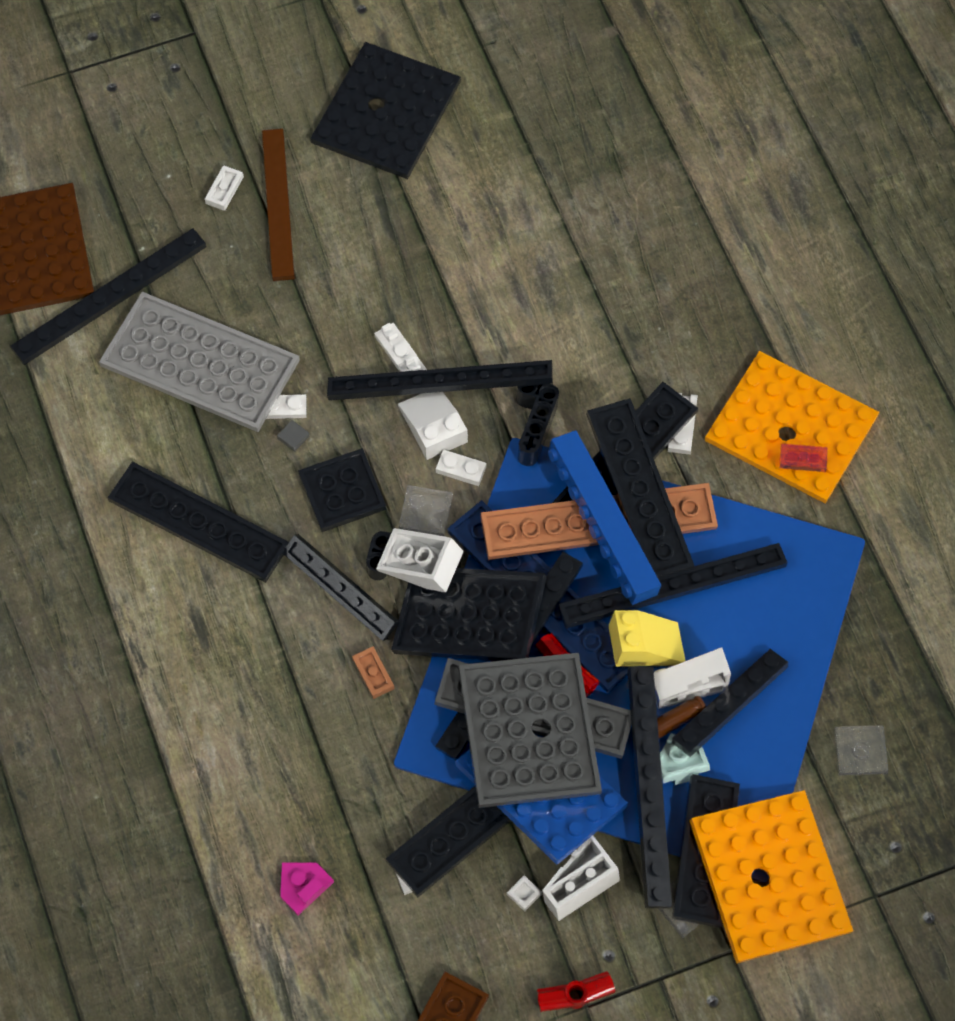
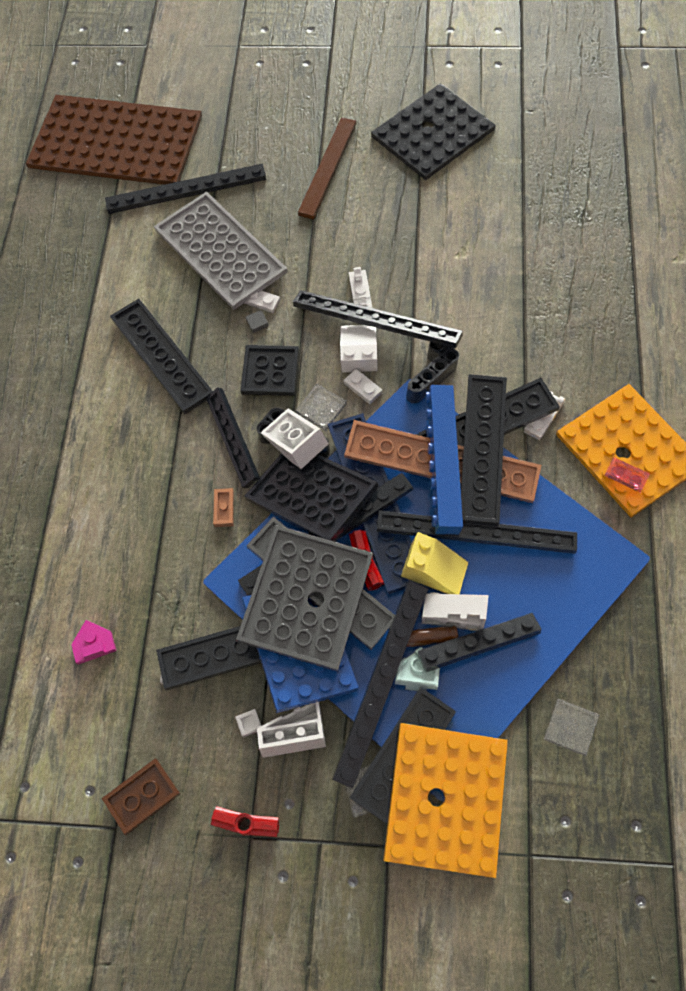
camera: 30 degrees right, 0 degrees up
(224, 188) = (296, 145): white plate -> none

